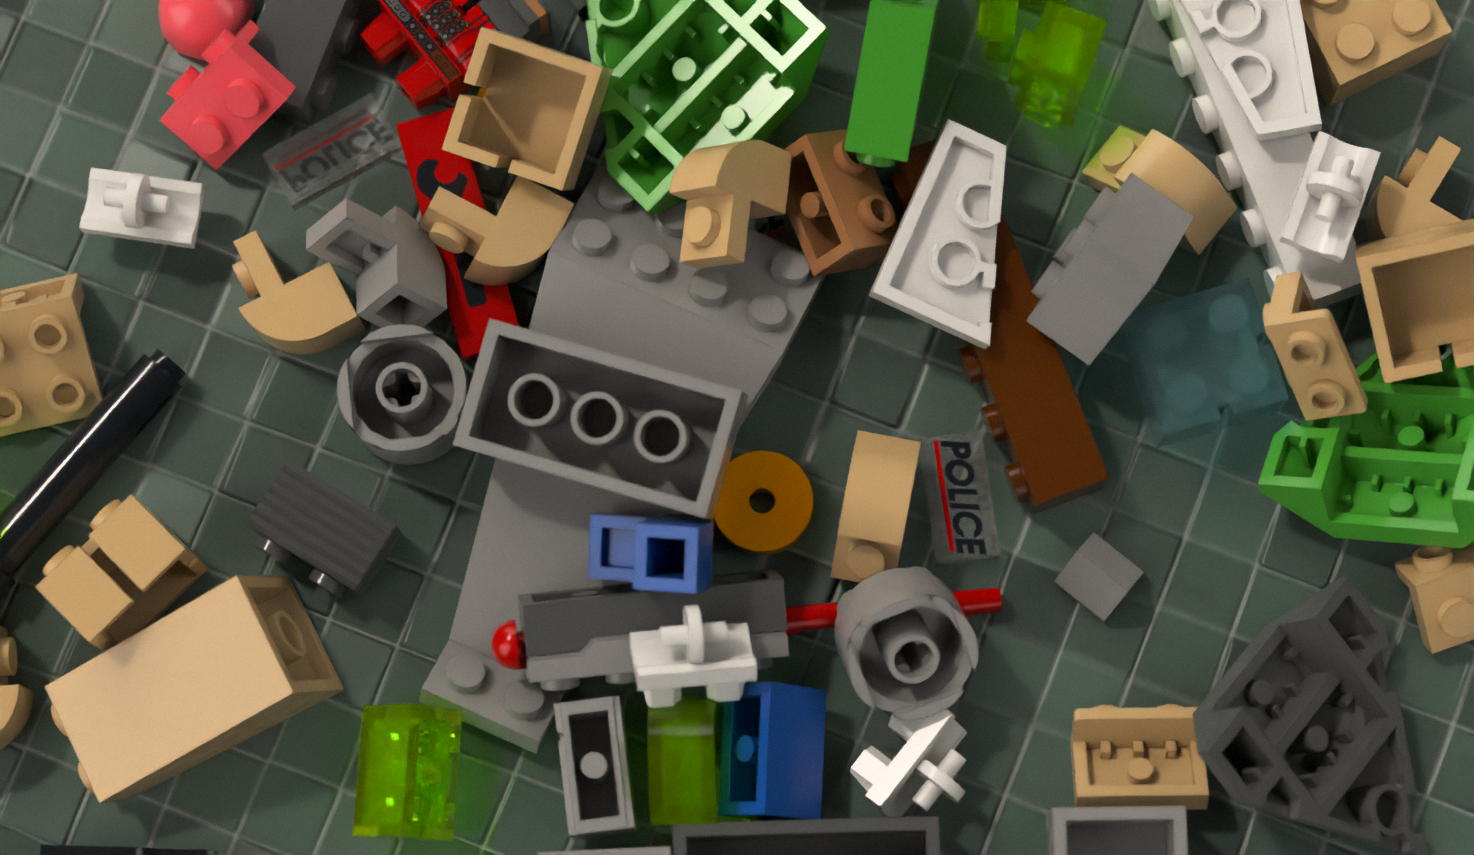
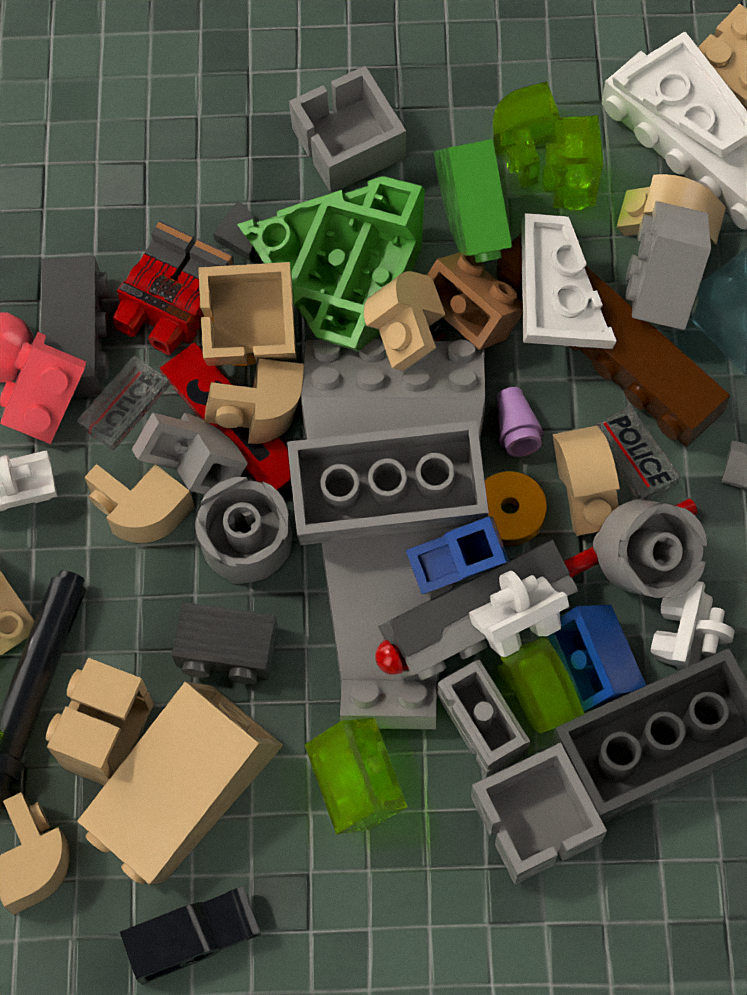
camera: 25 degrees left, 10 degrees down
(822, 393) = (517, 424): none -> lavender cone

